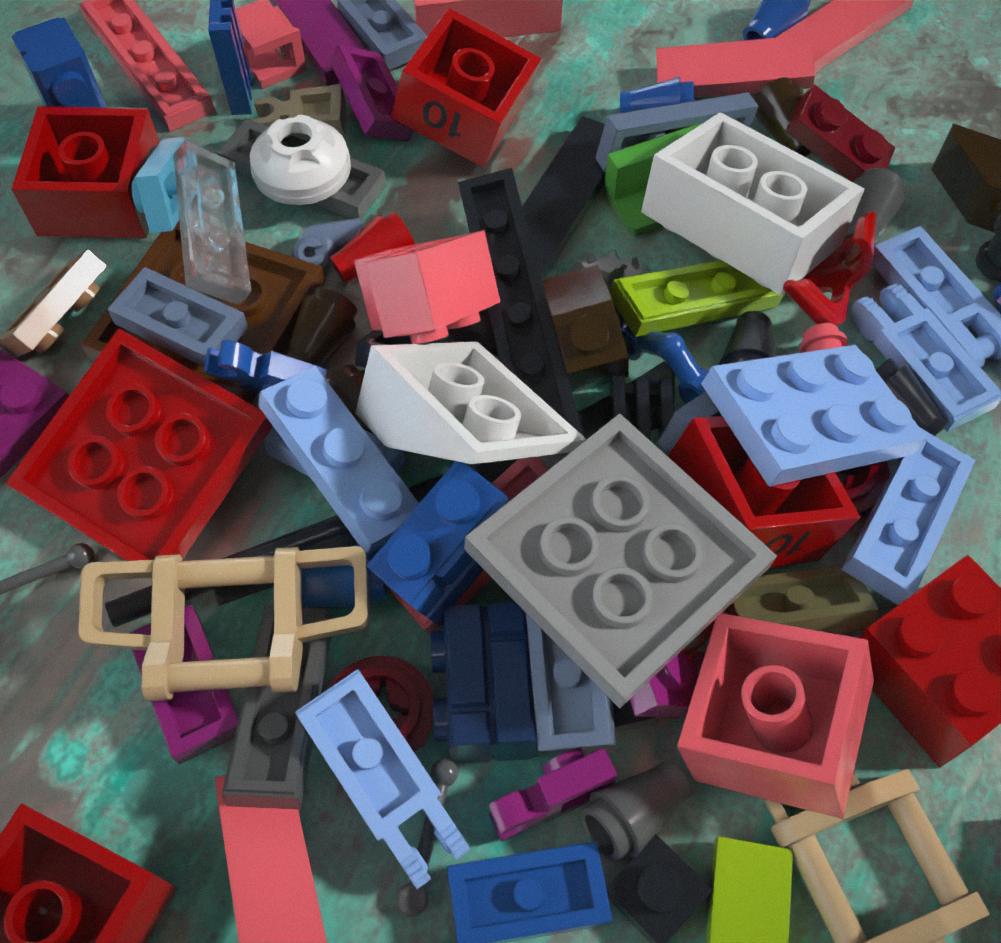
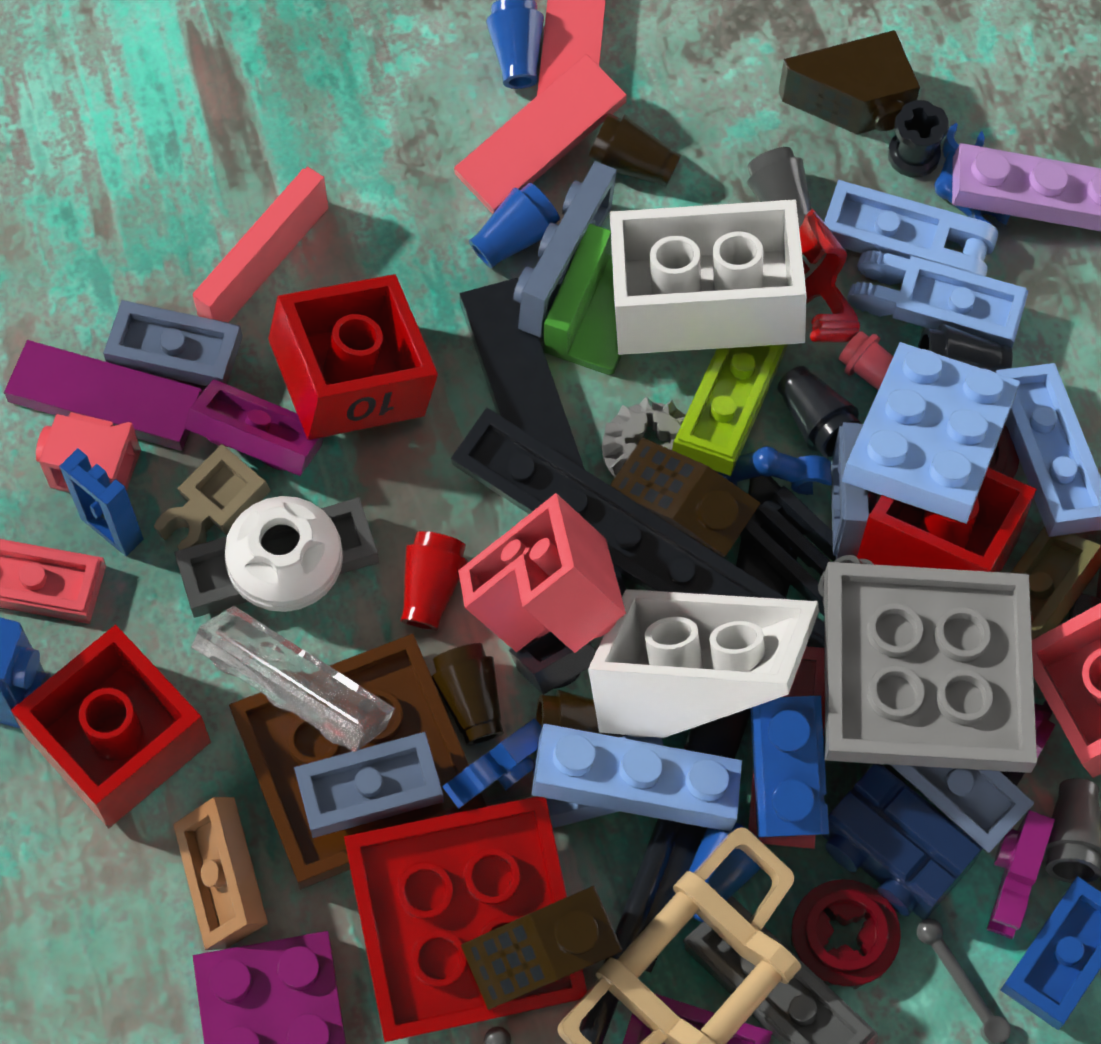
camera: 45 degrees left, 5 degrees up
(155, 187) = (209, 689): medium azure plate -> none
(155, 508) = (541, 947): none -> dark brown slope
(325, 239) = (371, 608): sand blue arm -> none
(378, 769) = (903, 966): light blue hinge -> none
(838, 135) = (699, 141): dark red plate -> none

